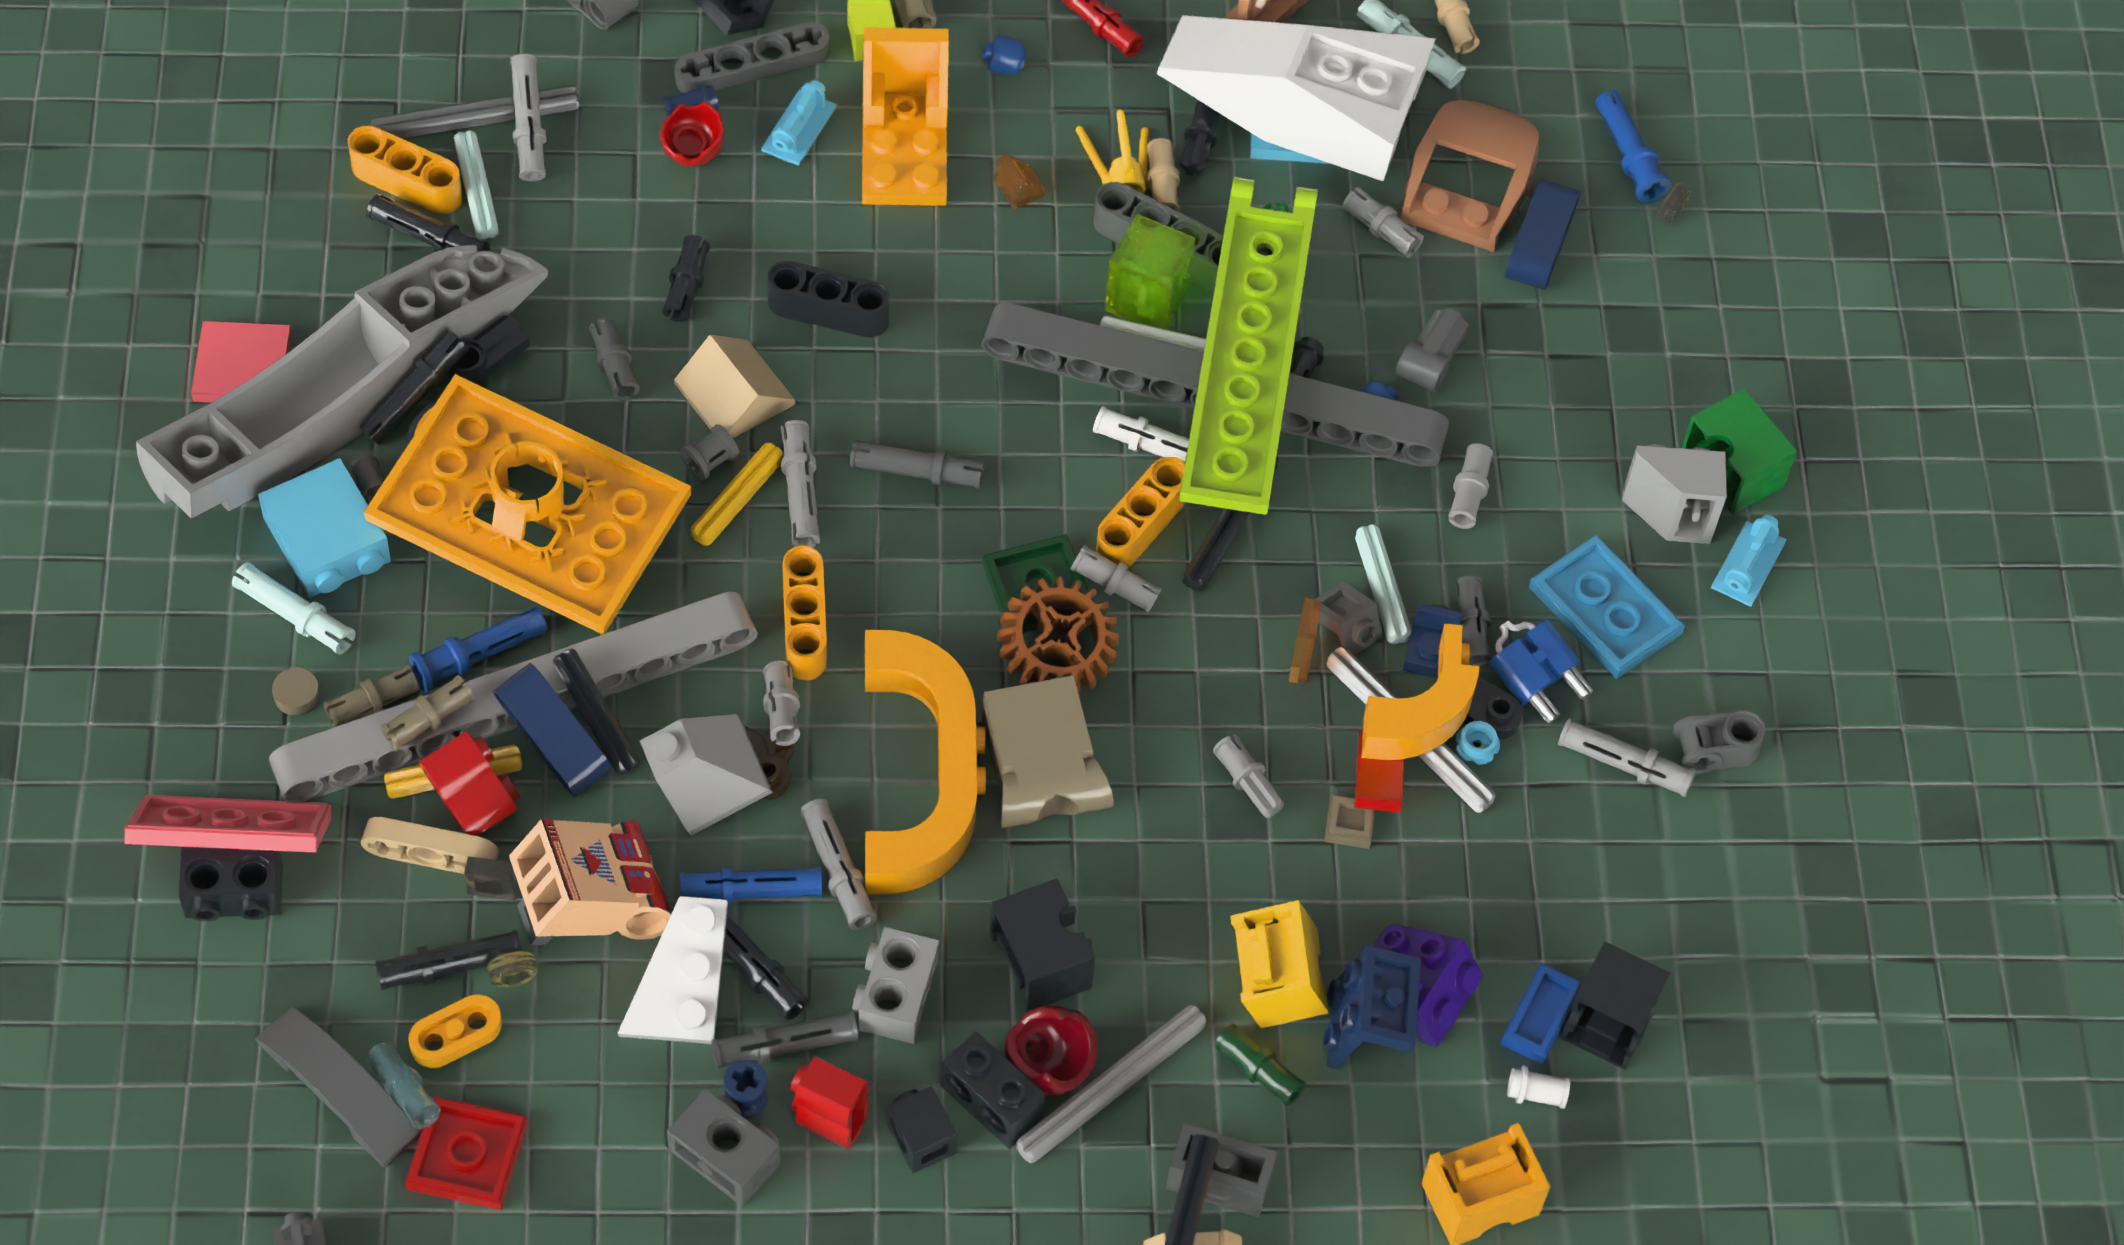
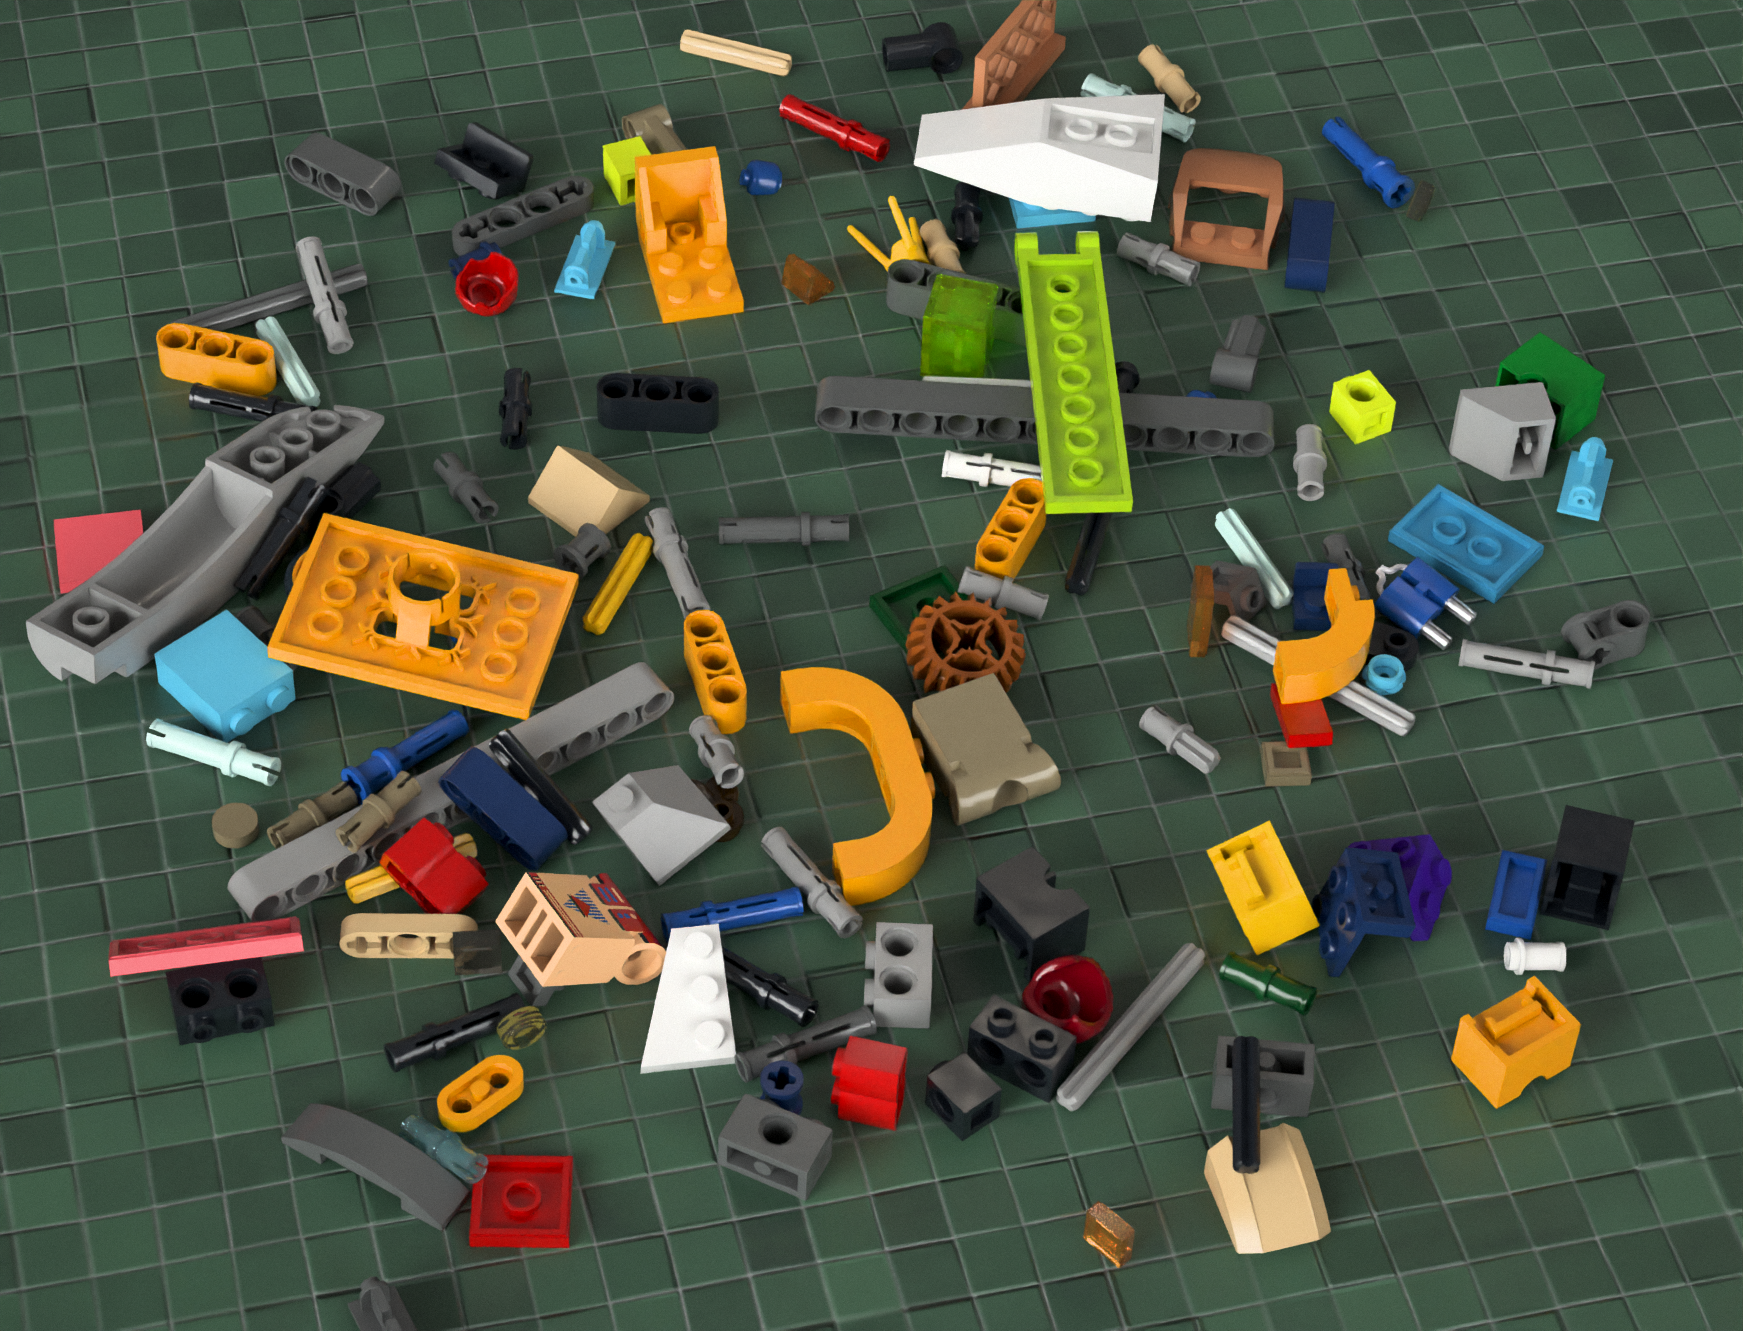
camera: 10 degrees left, 10 degrees down
(1537, 446) = (1362, 407): none -> neon yellow brick

